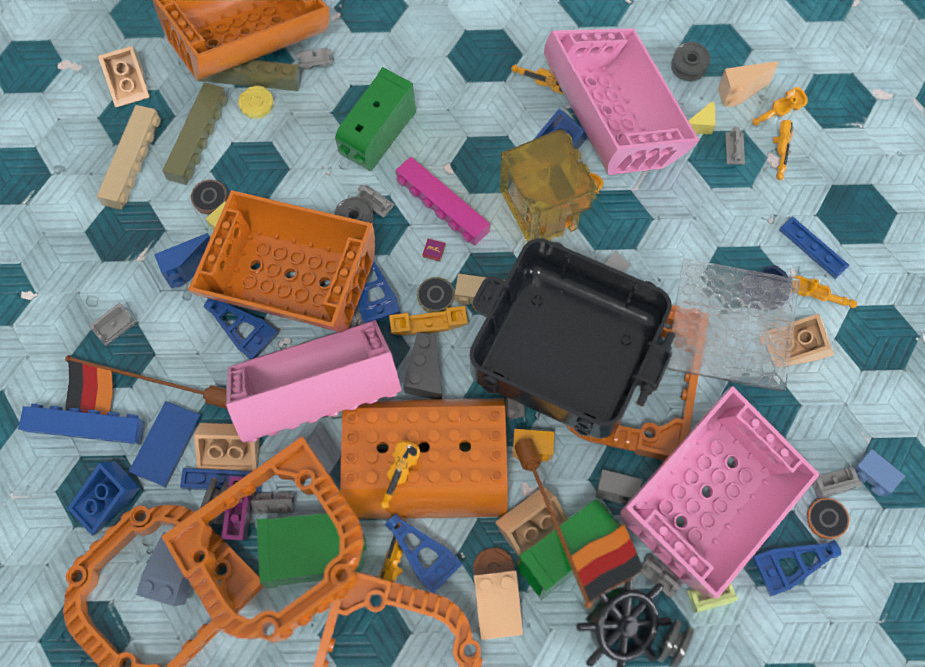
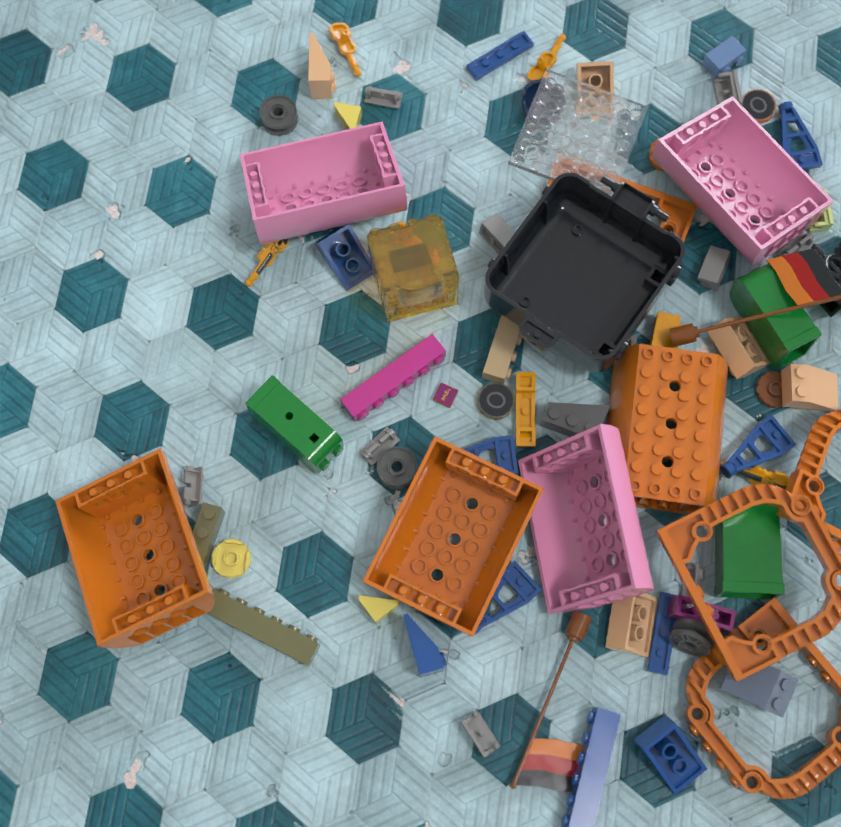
camera: 80 degrees left, 5 degrees up
(124, 76) = (168, 703): light nougat slope -> none
(129, 157) = (277, 705): tan brick -> none
(165, 444) = (619, 687): blue tile -> none
(208, 196) = (342, 620): black tile -> none
(405, 455) = (687, 436): light orange piece -> none
(783, 141) = (394, 54): light orange piece -> none

